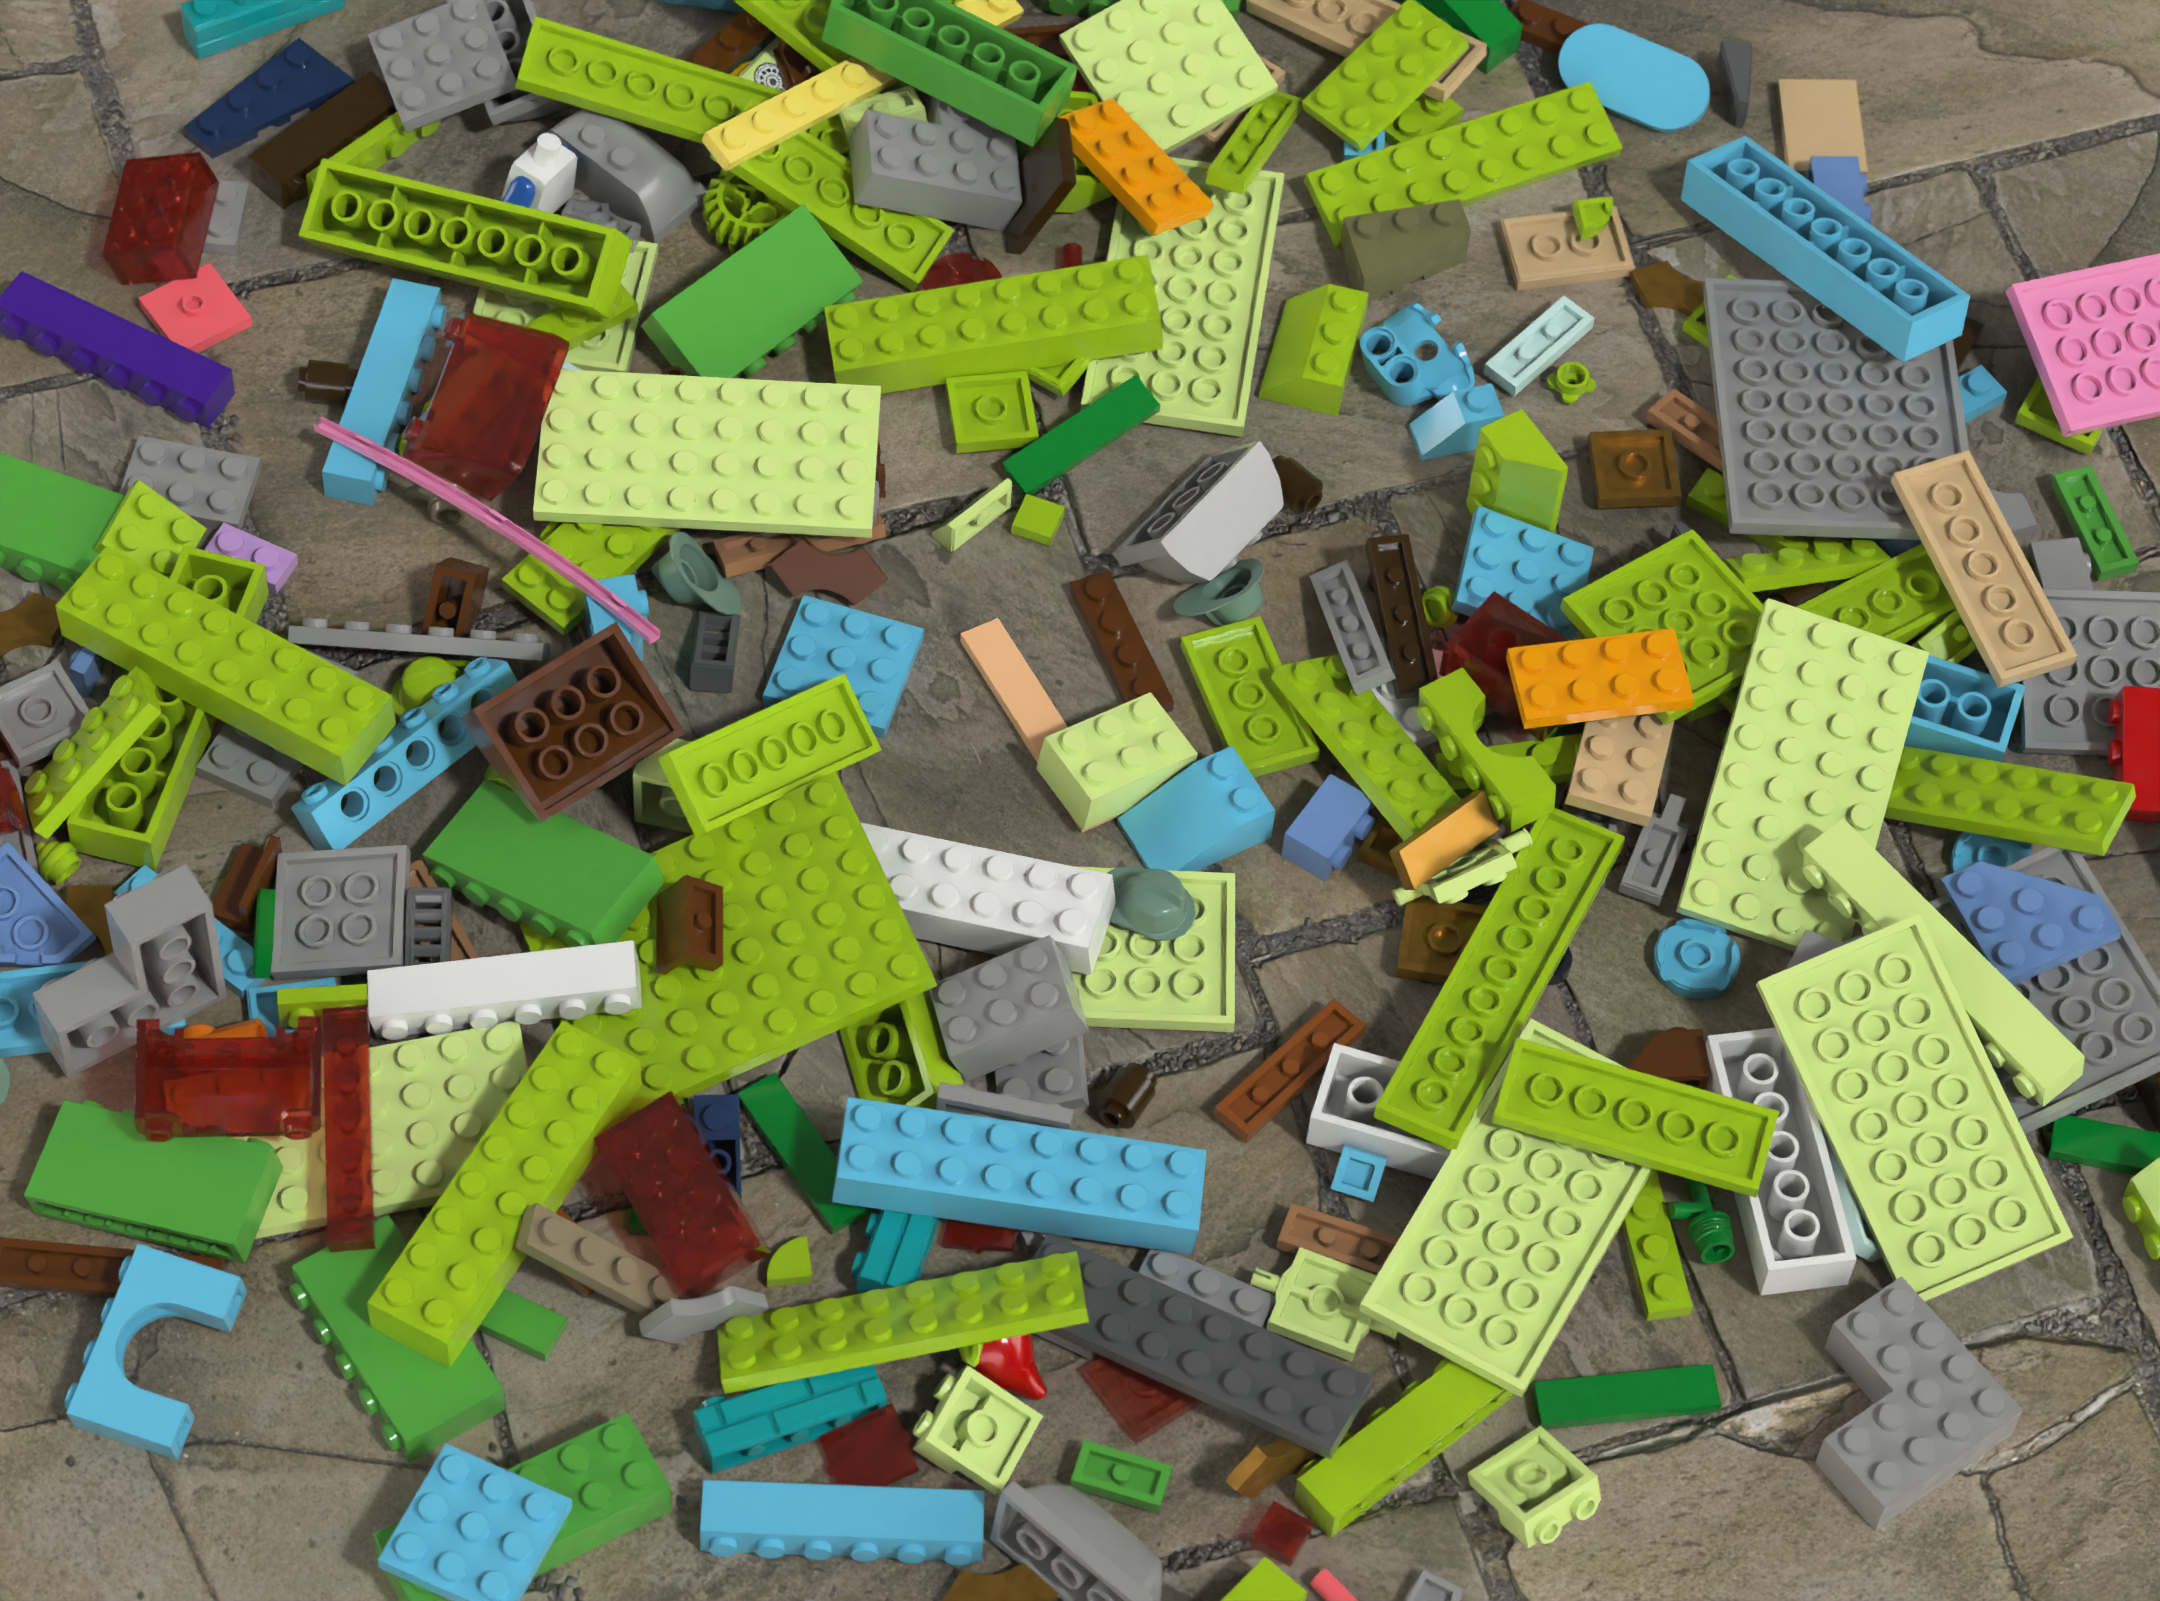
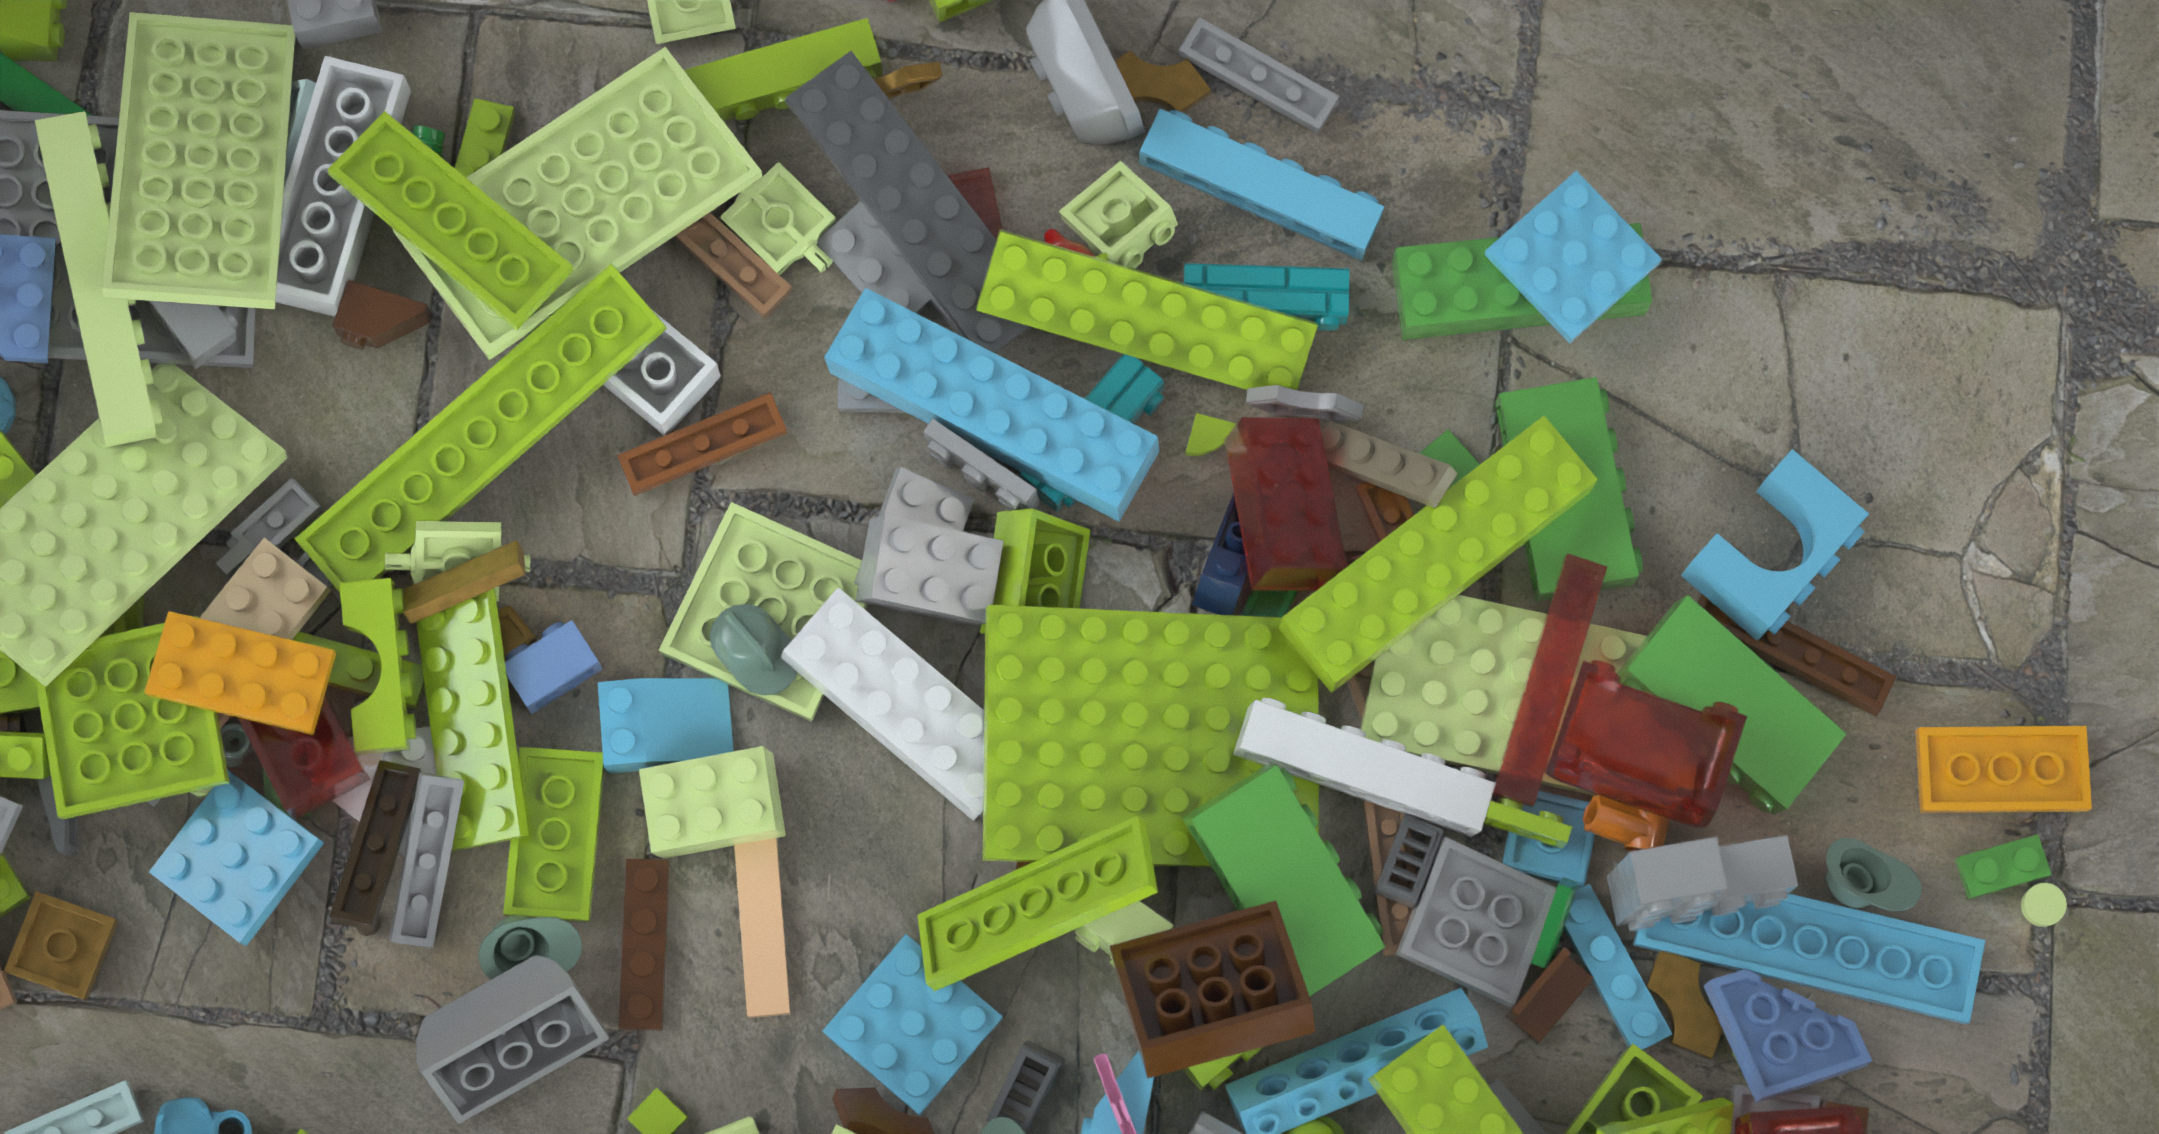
camera: 155 degrees left, 20 degrees up
(57, 860) = (1714, 1083): lime plate -> none
(689, 925) = (1180, 753): reddish brown panel -> none
(798, 1149) = (1158, 544): green tile -> none
(870, 1450) = (1213, 234): clear red piece -> none
(1121, 1476) = (1017, 137): bright green plate -> none
(1126, 1096) = (856, 473): dark brown brick -> none
(1281, 1533) = (910, 38): clear red plate -> none
(1299, 487) = (396, 1055): dark brown brick -> none
(1359, 1172) = (693, 321): medium azure plate -> none
(1434, 938) = (516, 503): pearl gold plate -> none
(1437, 606) = (327, 864): lime plate -> none
(1455, 422) = (204, 1061): medium azure slope -> none
(1517, 472) = (191, 948): lime slope -> none
(1571, 373) = (53, 1071): lime plate -> none
(1626, 1396) = (563, 45): green tile -> none
(1696, 959) = (292, 415): medium azure tile -> none

